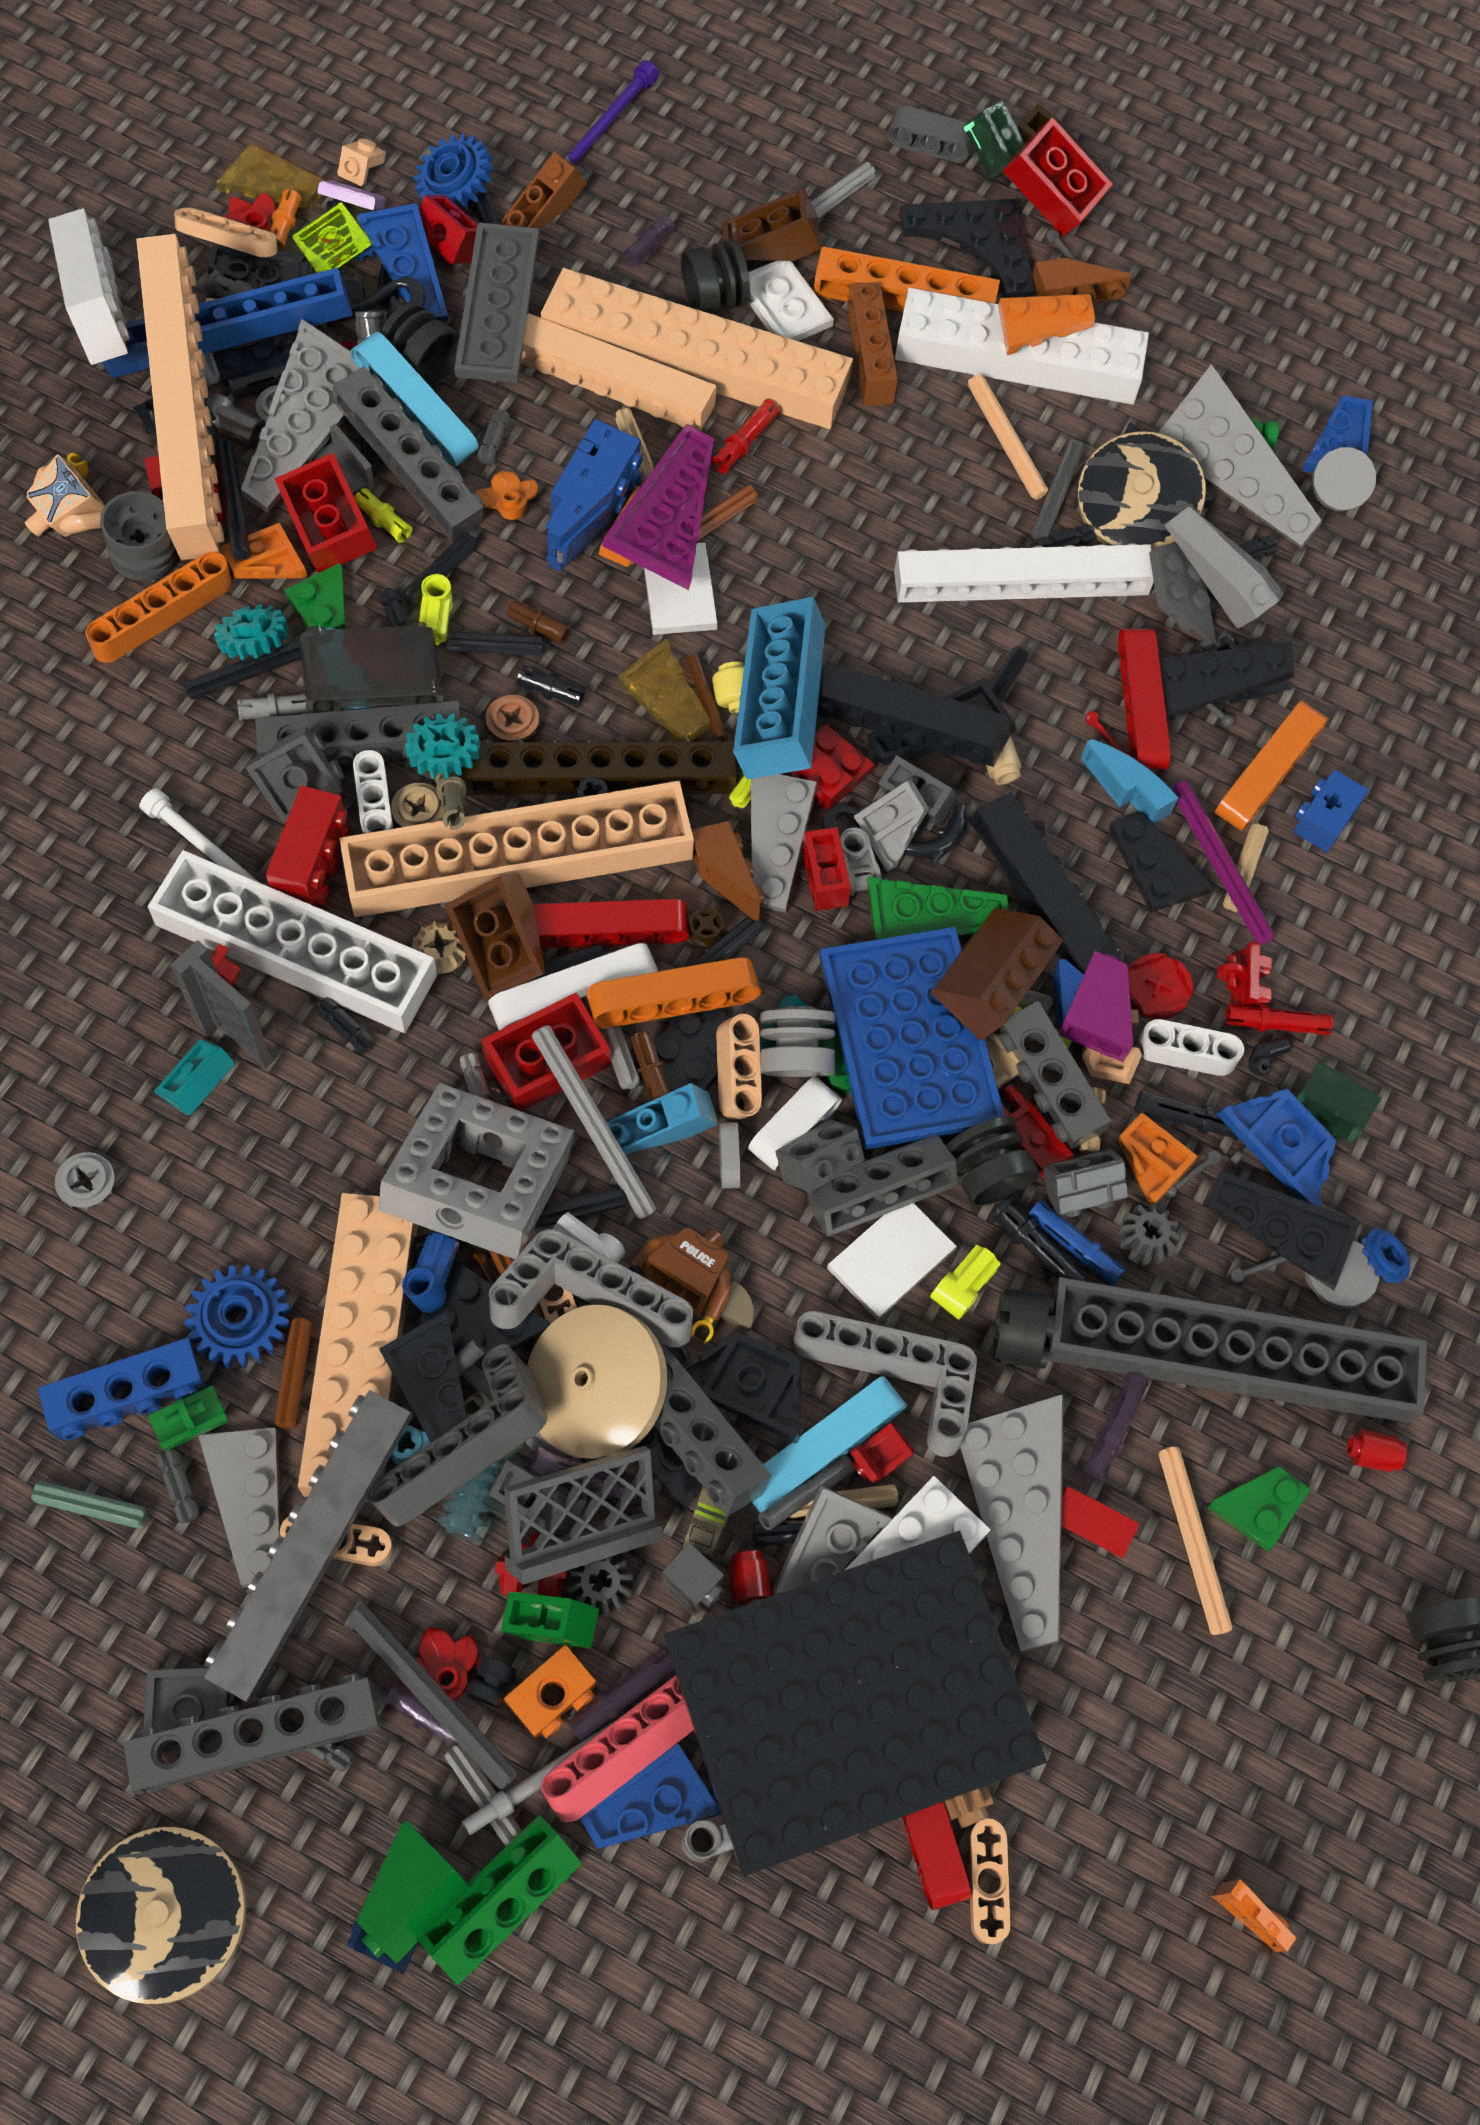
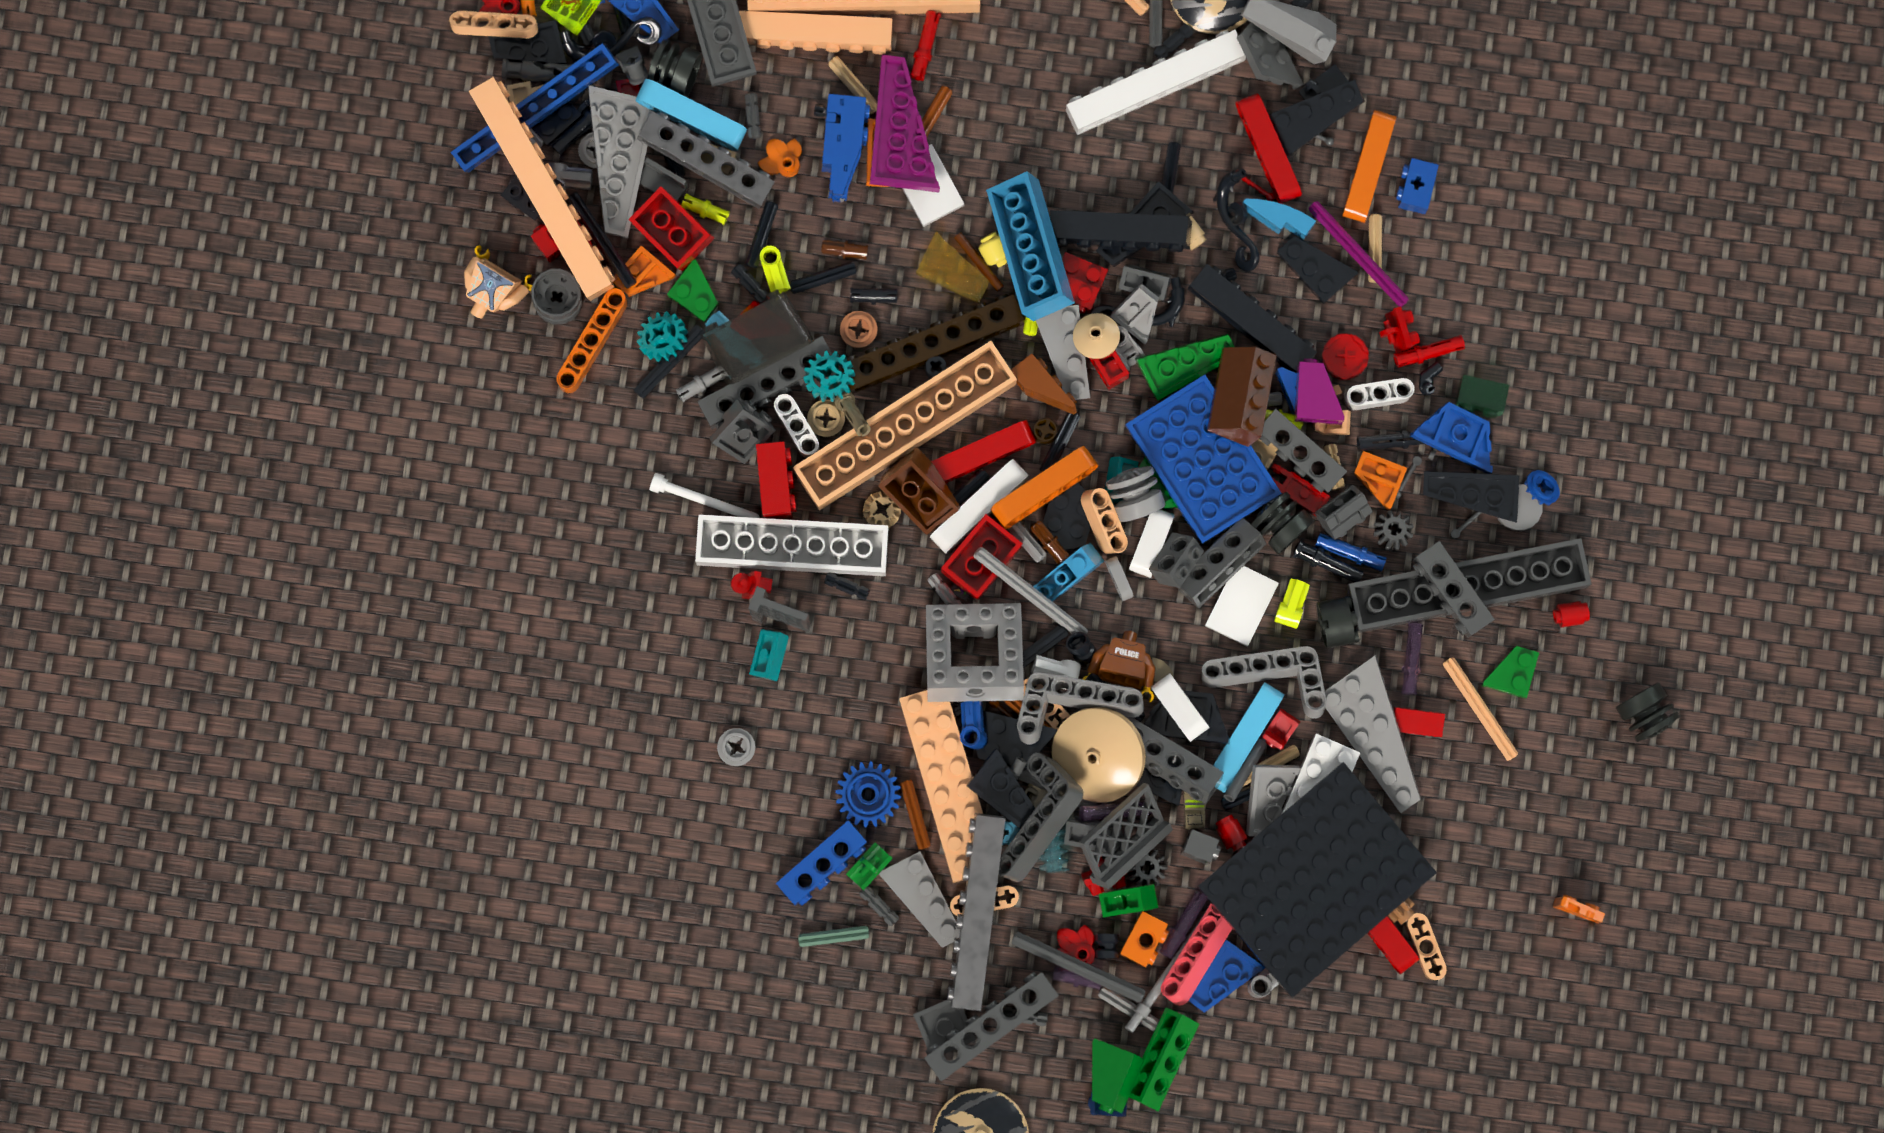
camera: 15 degrees left, 15 degrees up
(89, 286) = (435, 121): white brick -> none
(634, 1225) = (1080, 647): none -> black wheel
(744, 1361) = (1180, 707): none -> white beam
(824, 835) = (1098, 346): none -> tan dish
(1064, 766) = (1240, 215): none -> black plant
(1206, 1283) = (1438, 556): none -> dark grey brick

